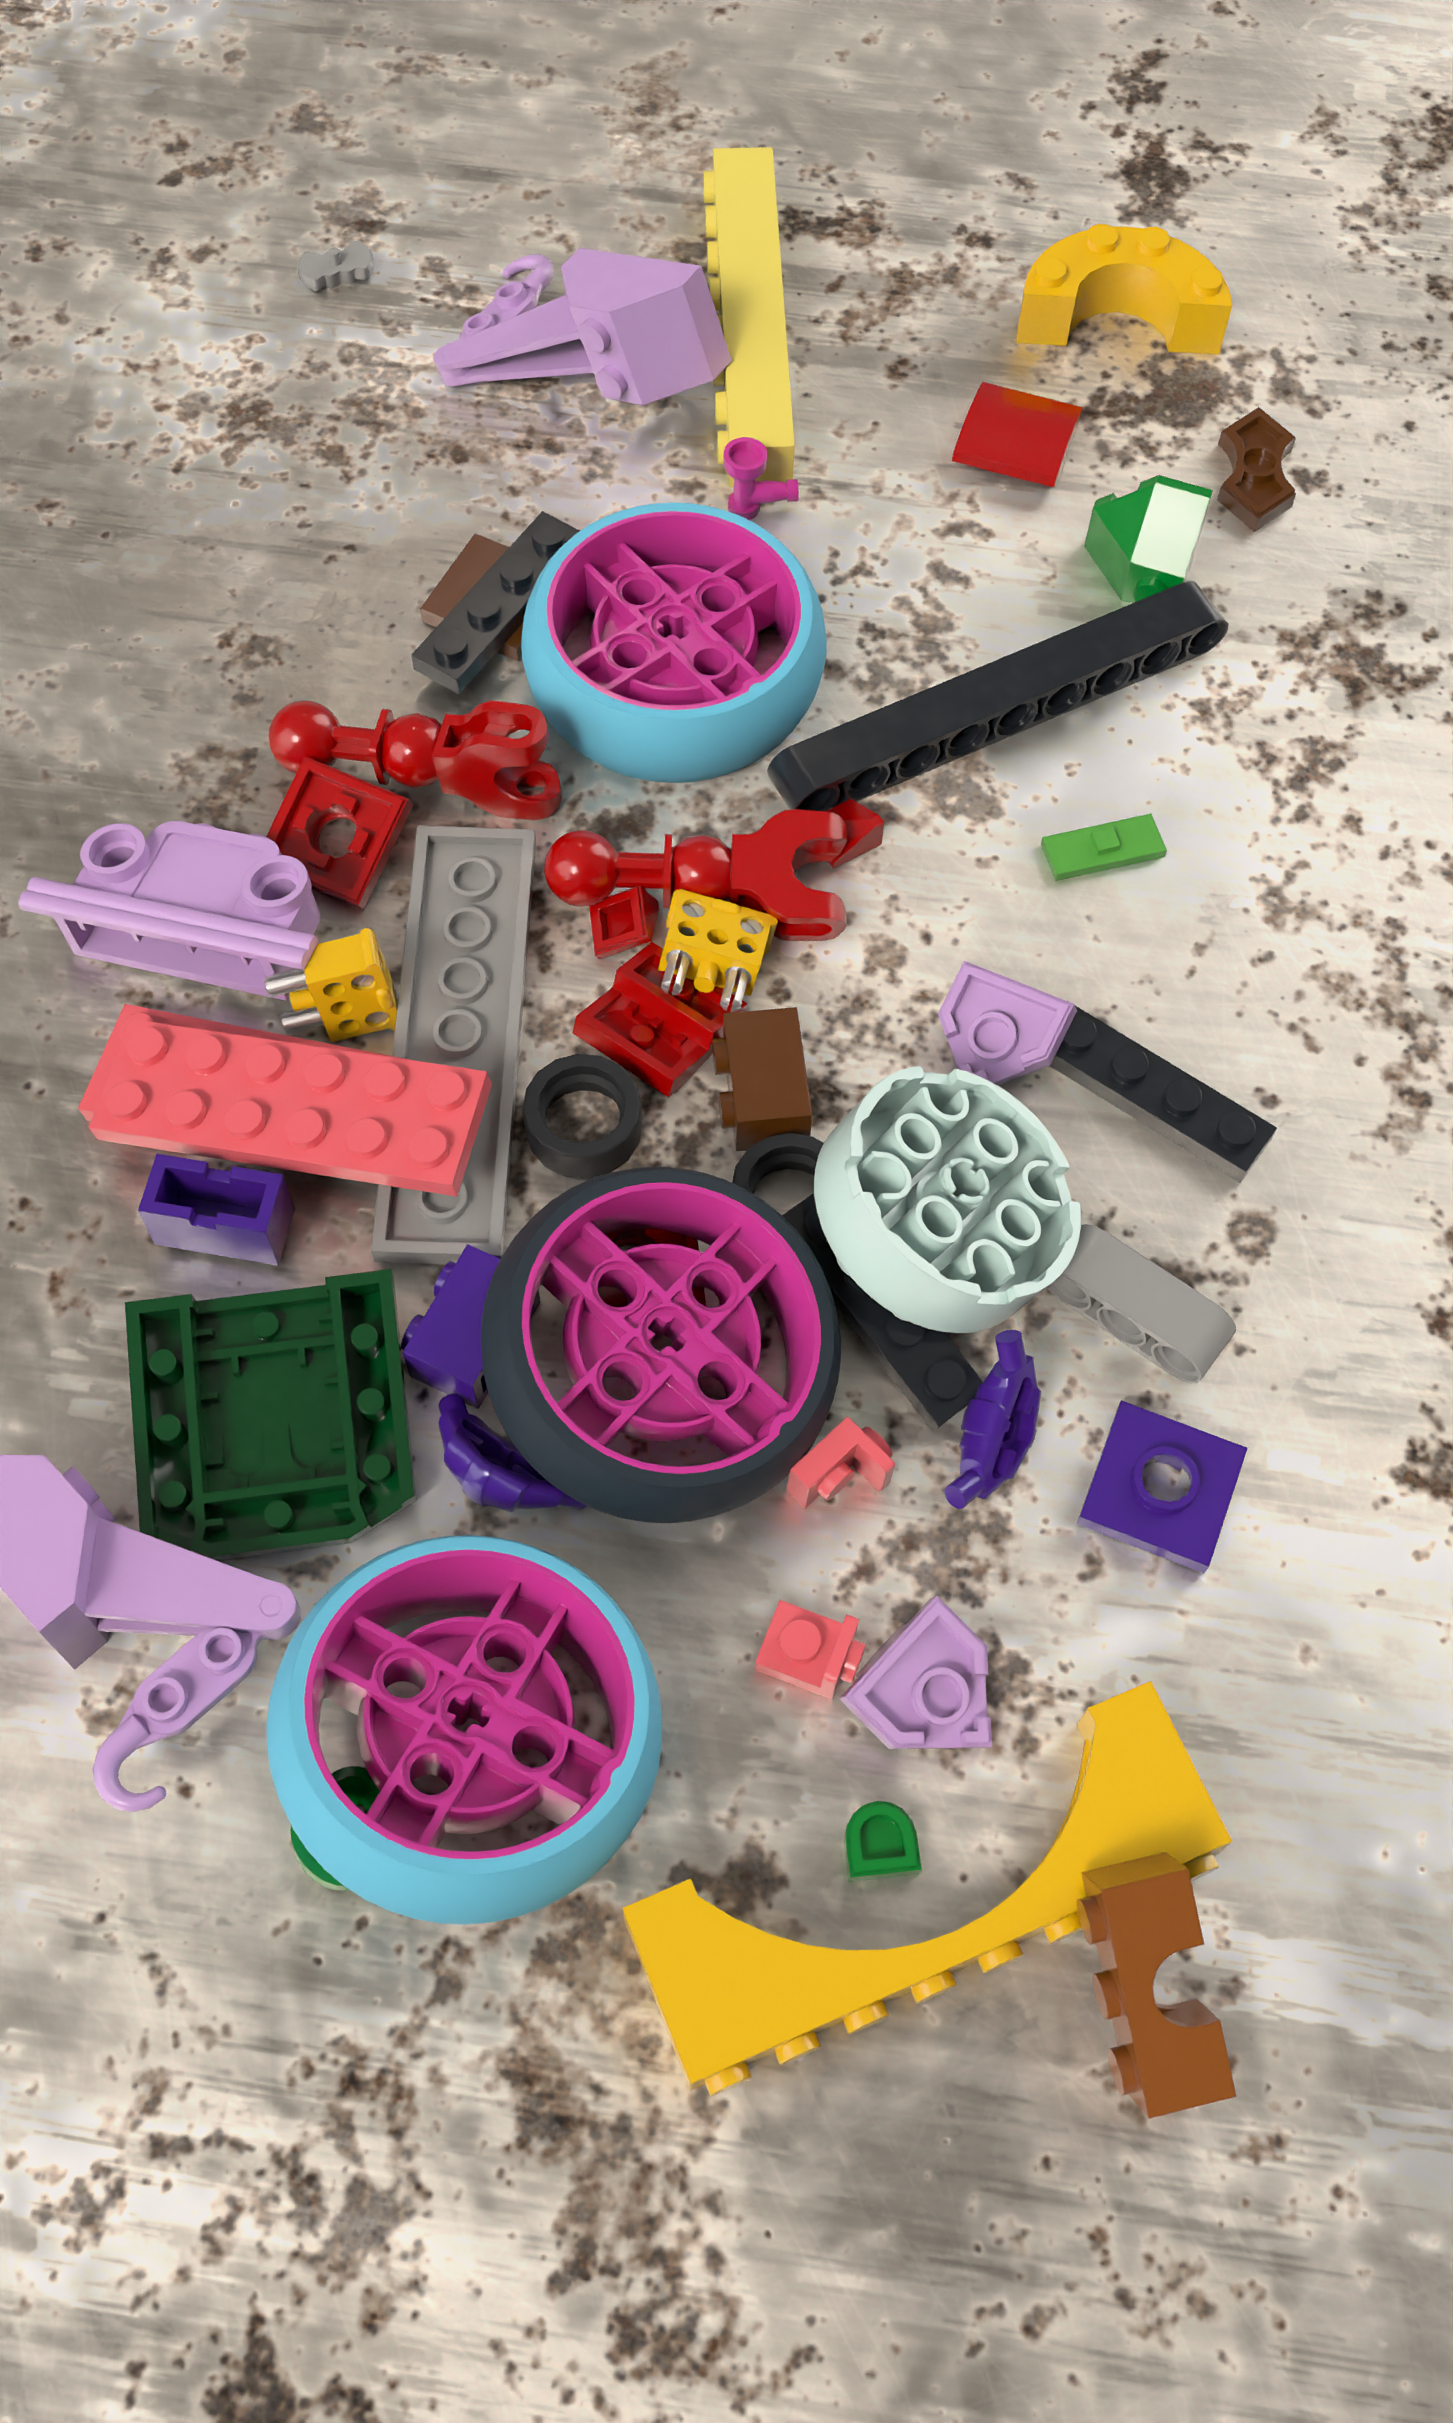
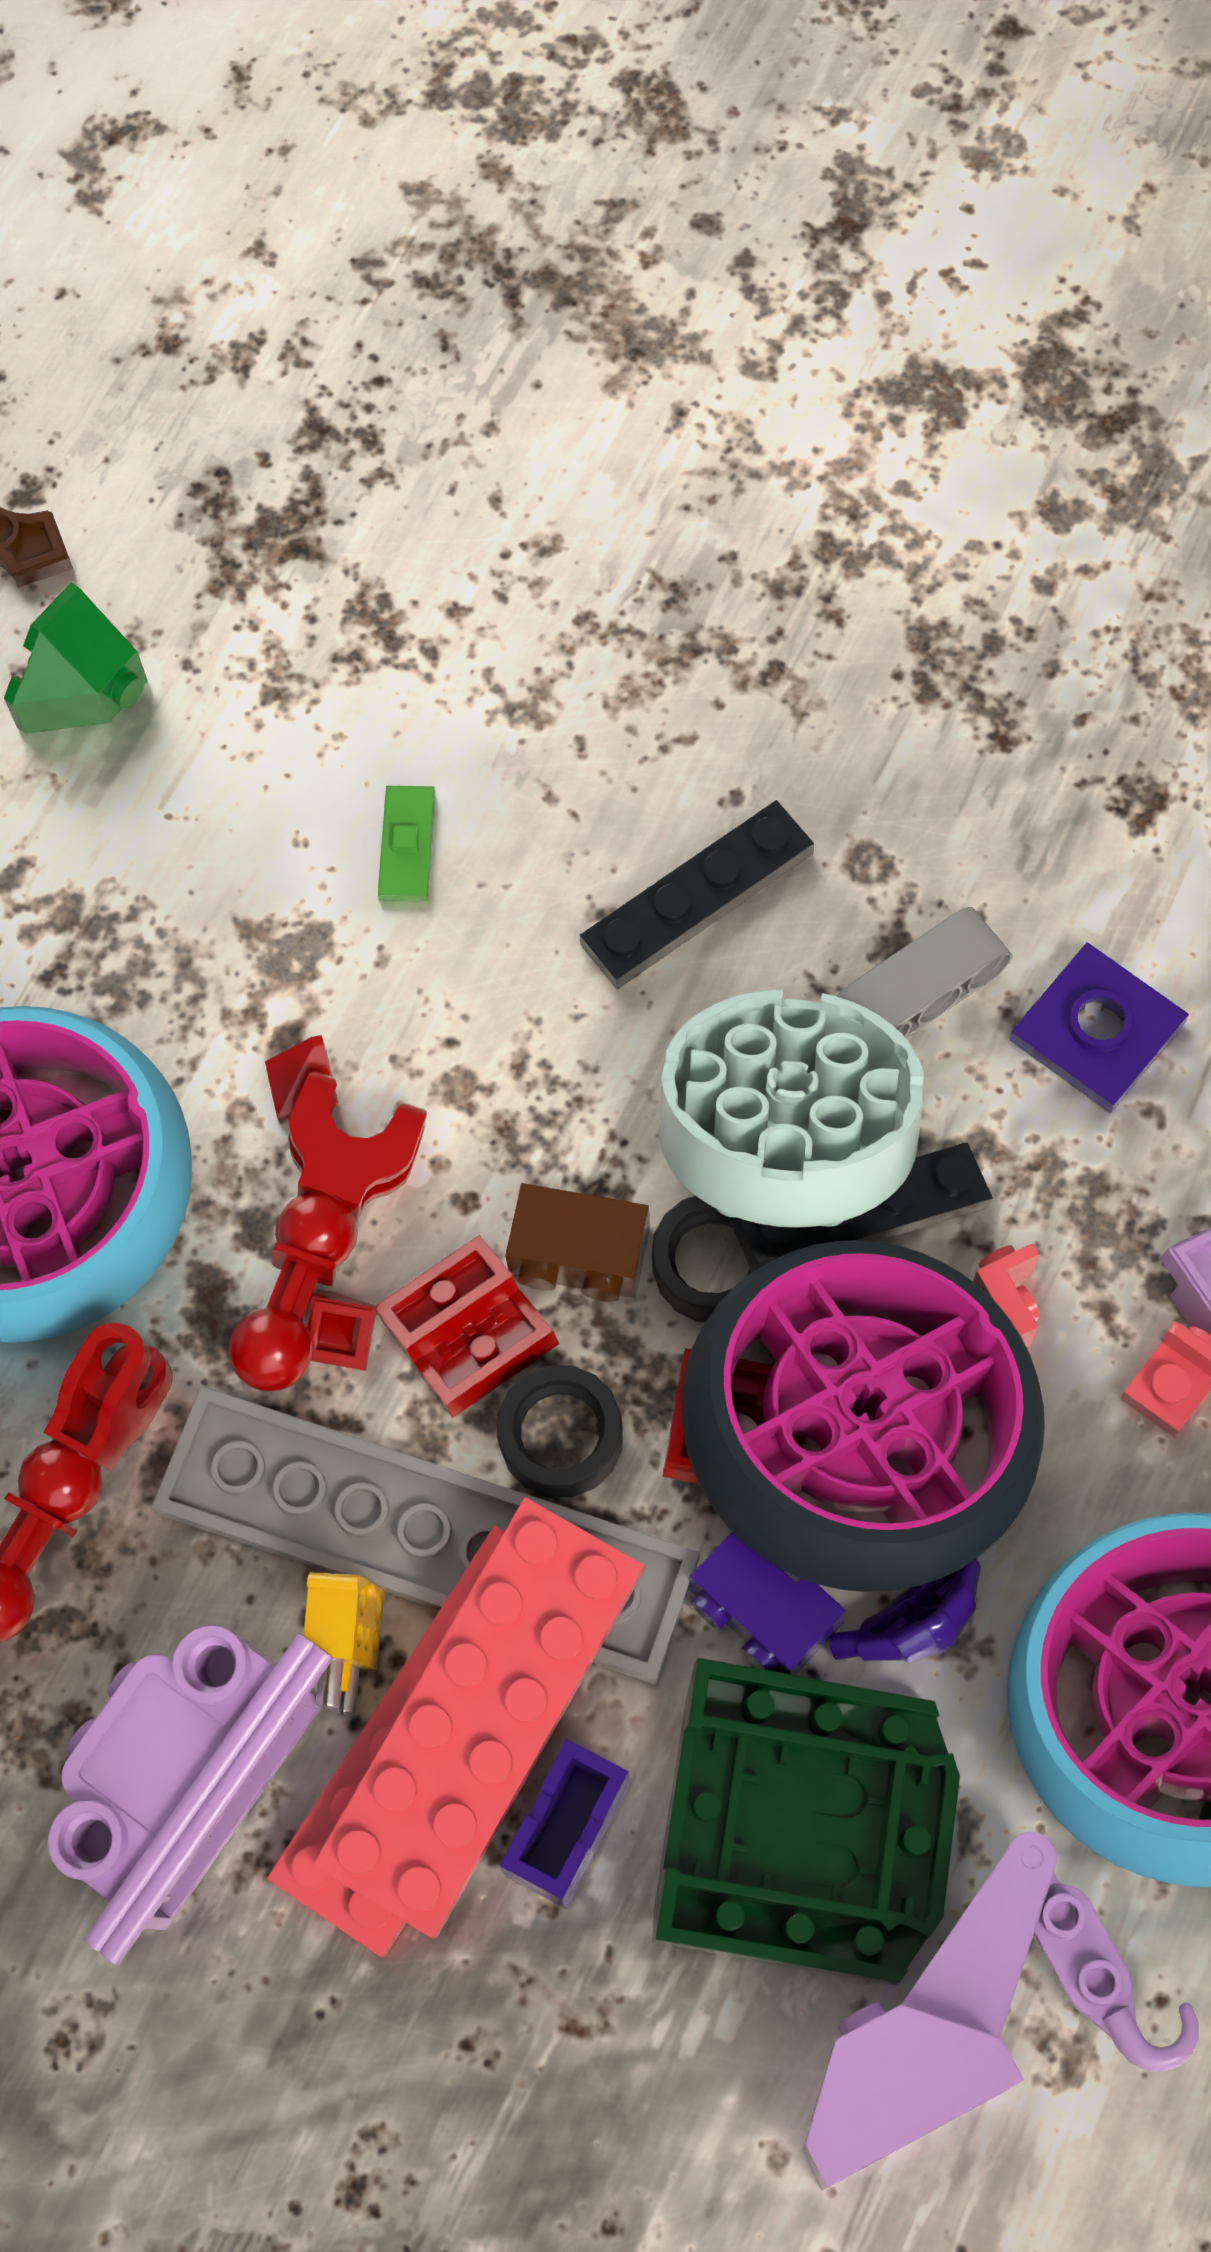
camera: 65 degrees left, 5 degrees up
(328, 794) = (133, 1549): red piece -> none
(714, 945) = (410, 1242): yellow piece -> none
(997, 1424) = (1011, 1146): dark purple piece -> none
(998, 700) = (204, 885): black beam -> none
(1002, 1025) = (592, 1005): lavender plate -> none

